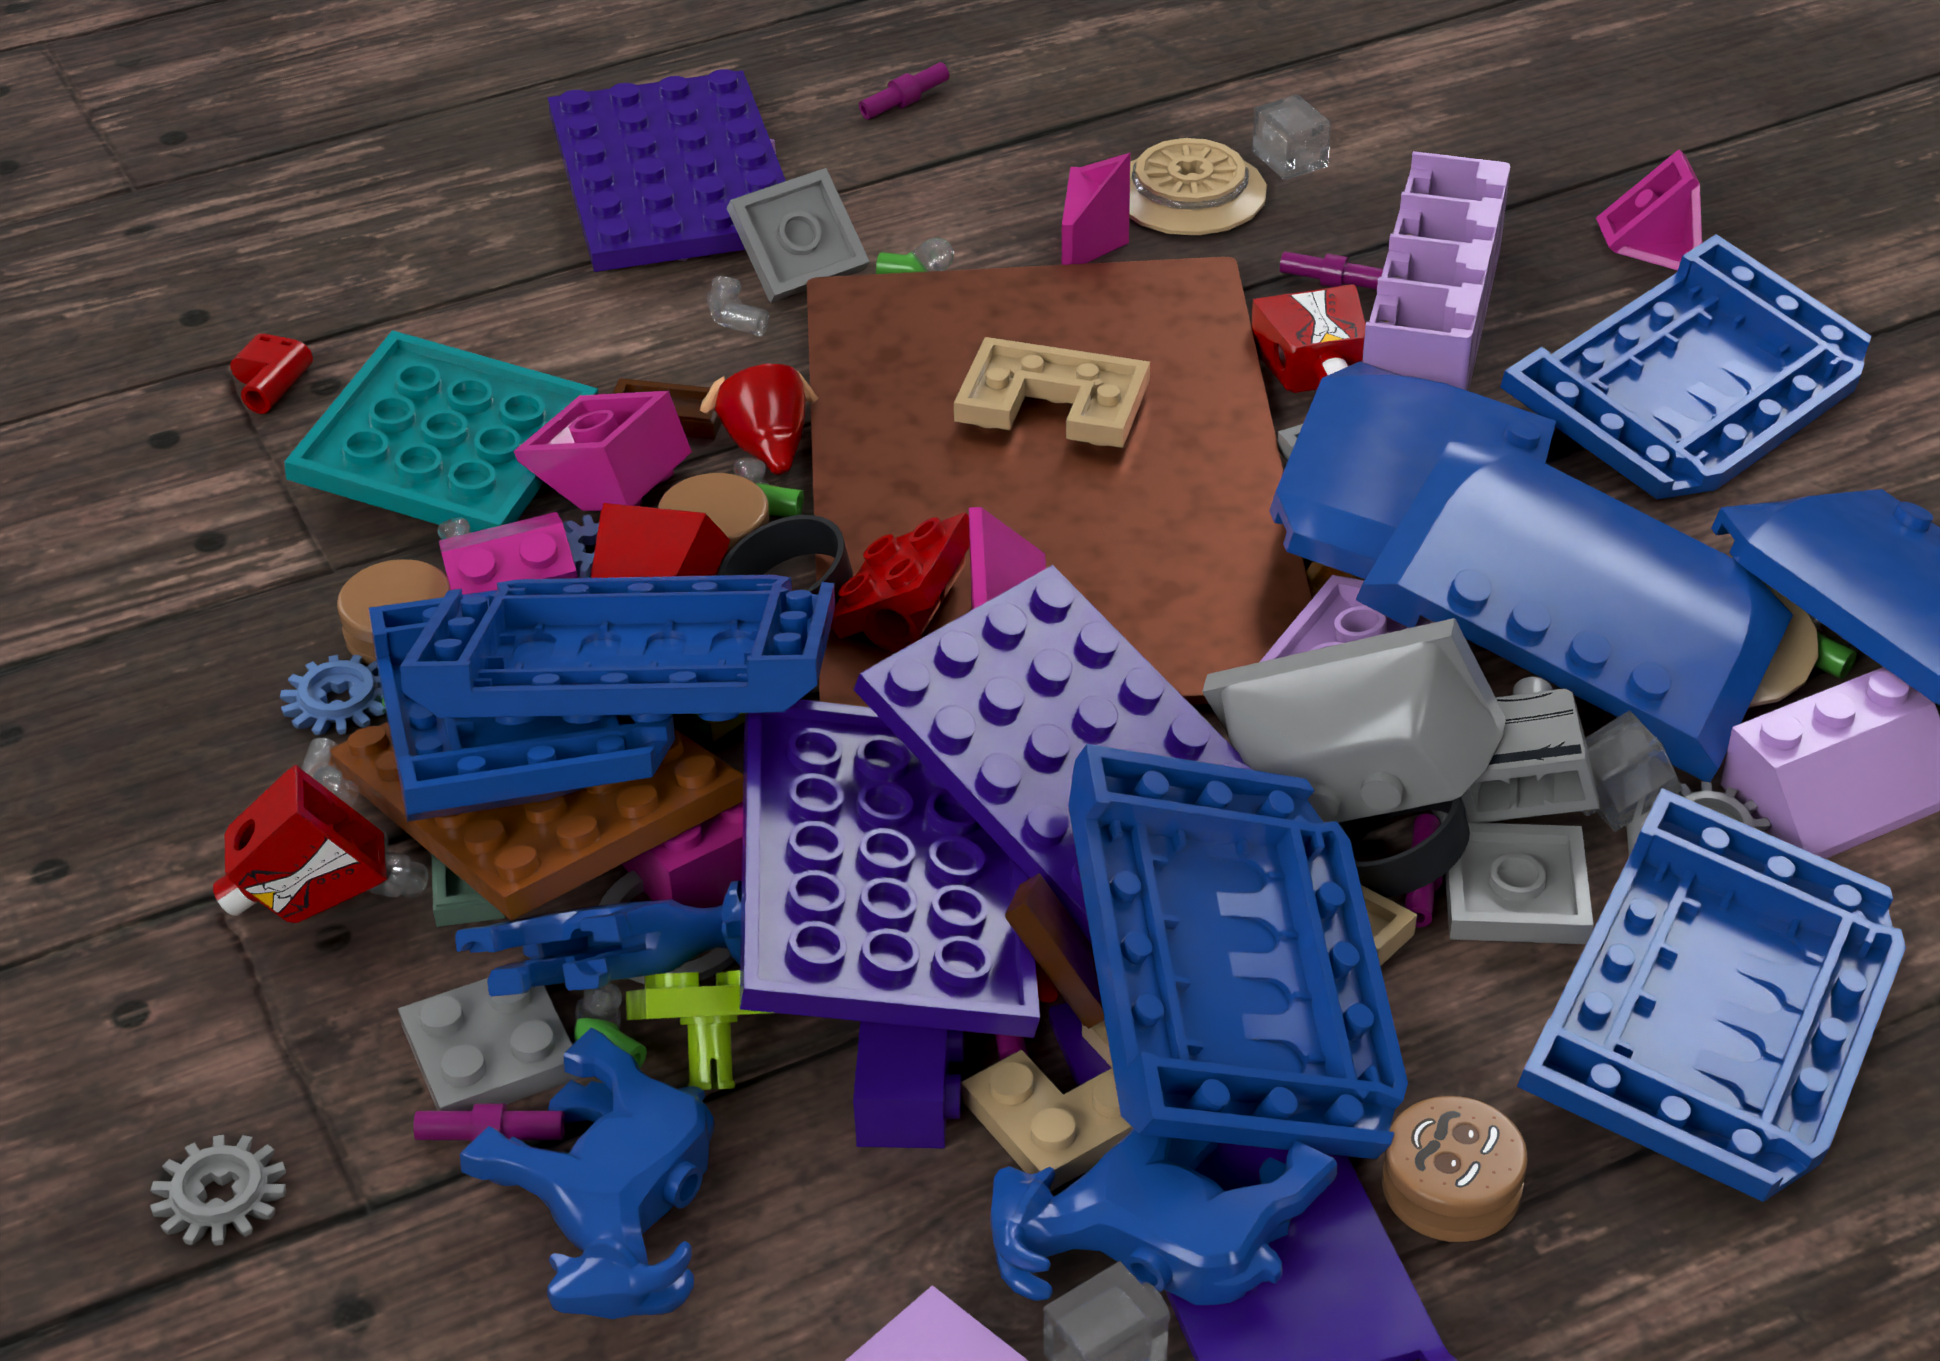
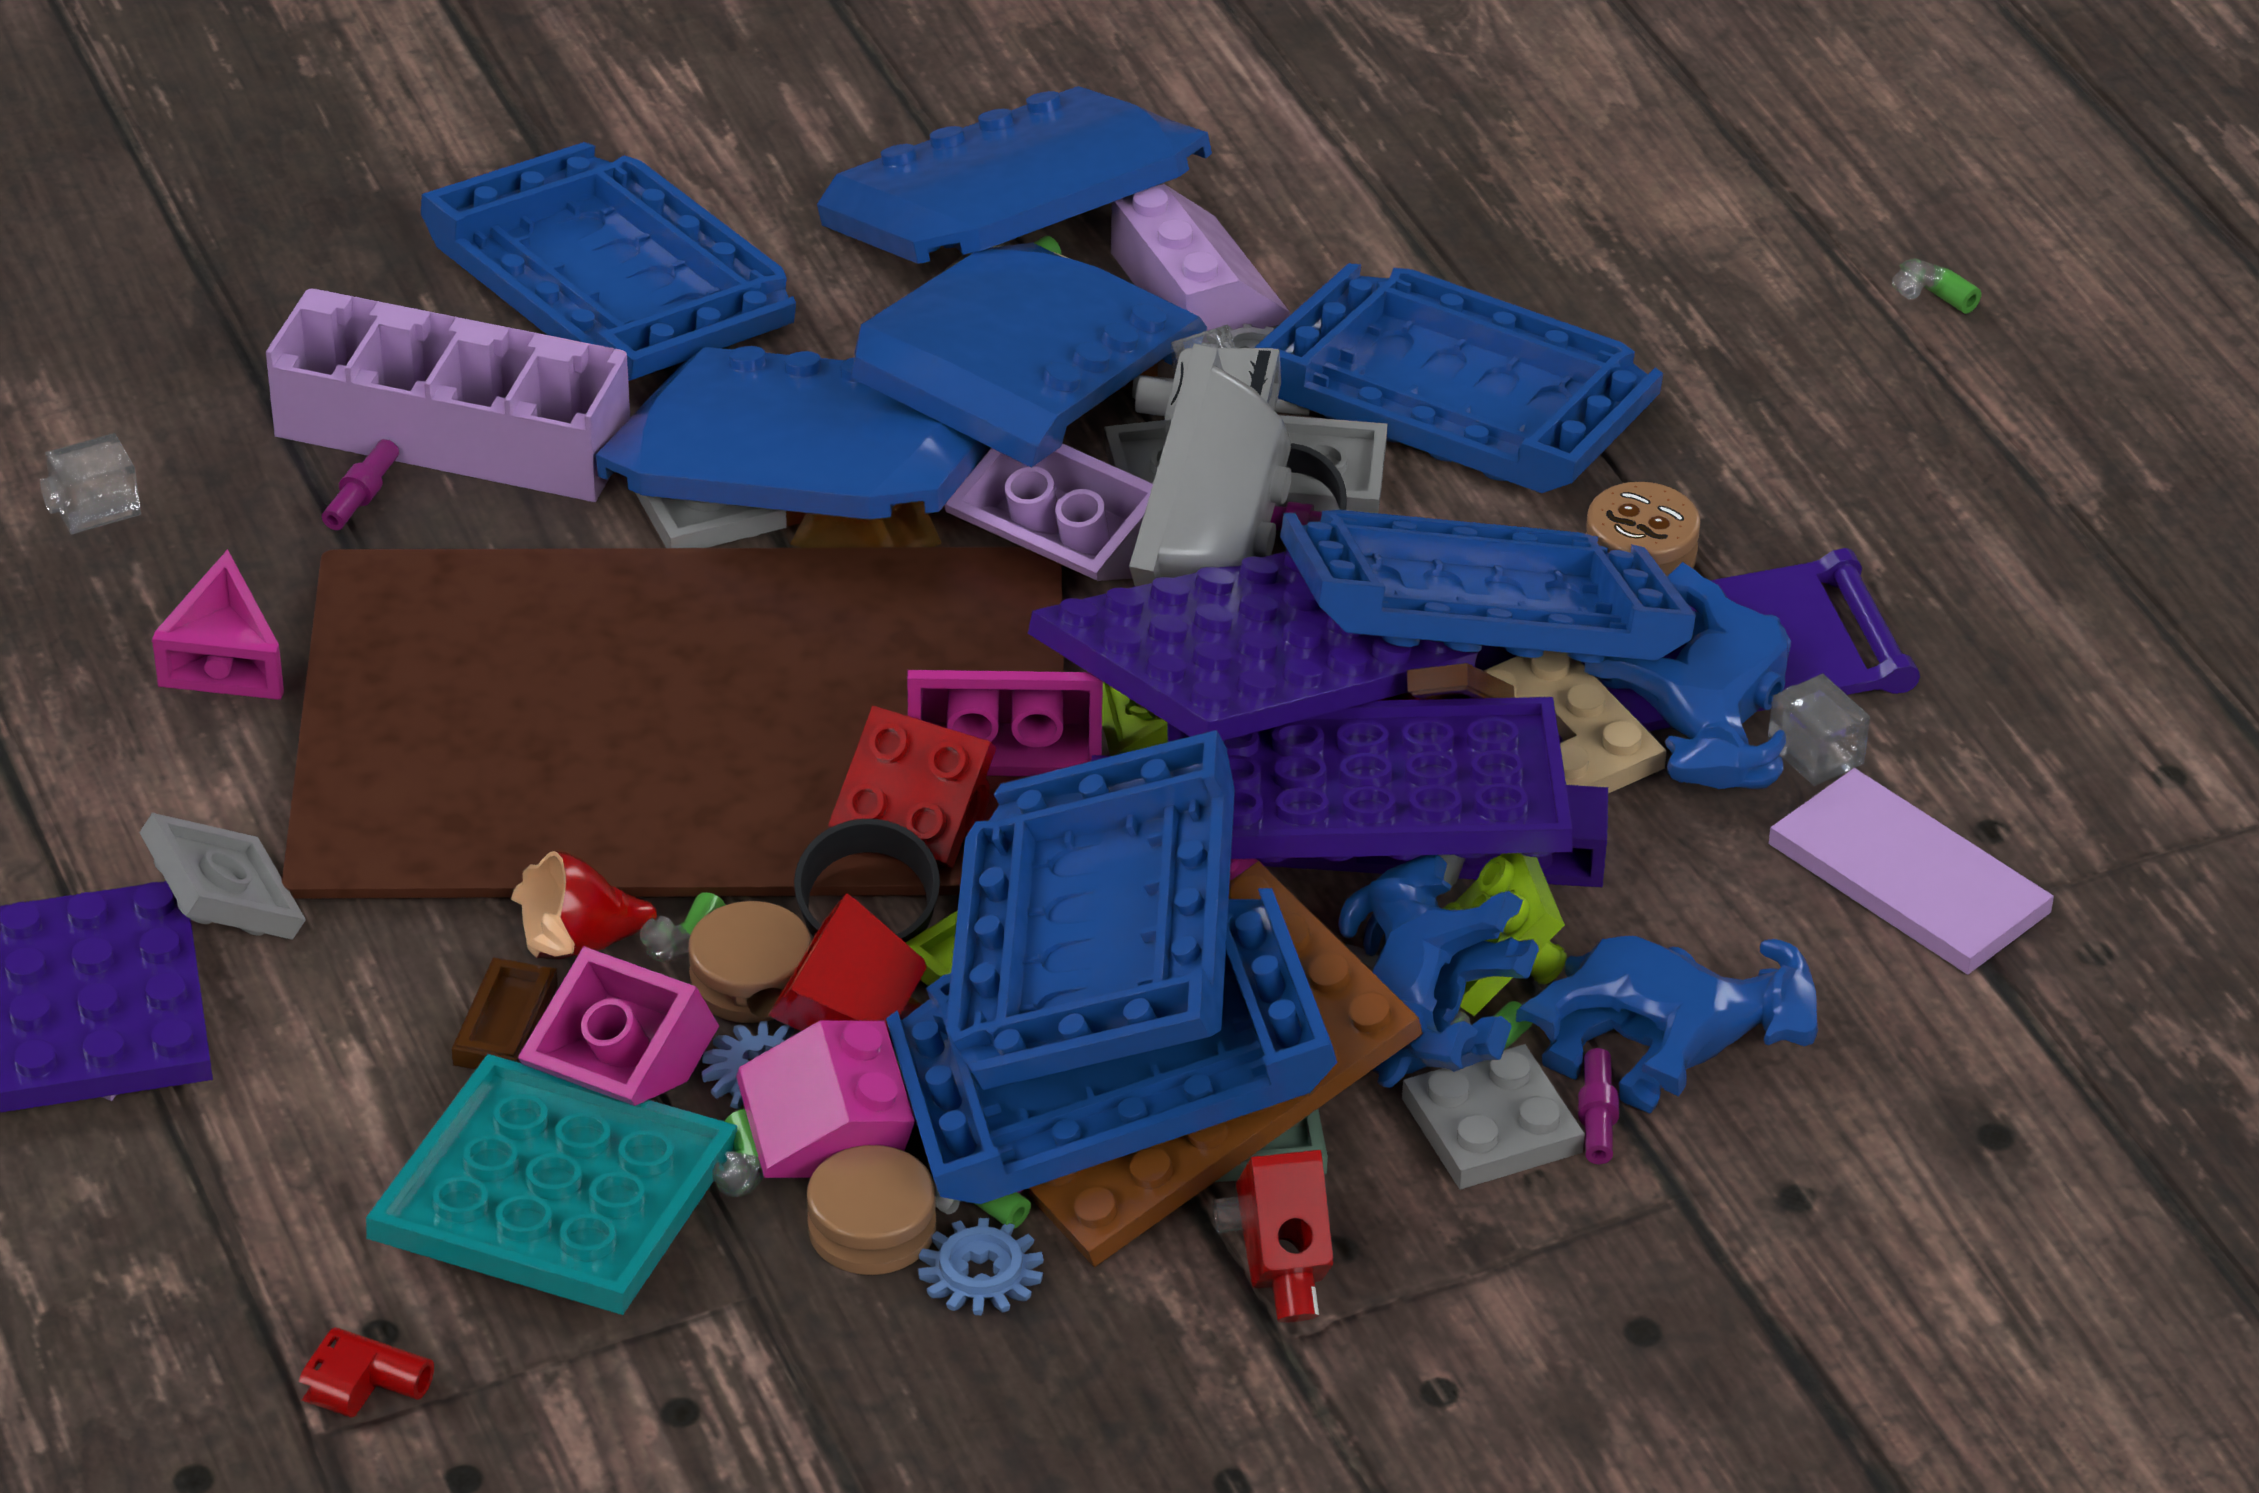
camera: 90 degrees left, 0 degrees up
(222, 1165) = (1666, 1271): light grey gear -> none
(322, 767) = (1130, 1261): clear arm -> none
(729, 310) = (320, 964): clear arm -> none
(931, 255) = (266, 795): arm -> none
(1099, 386) = (547, 699): tan plate -> none
(1194, 188) = (136, 577): tan piece -> none
(1309, 334) = (510, 498): red torso -> none
(1657, 216) = (339, 238): dark pink slope -> none

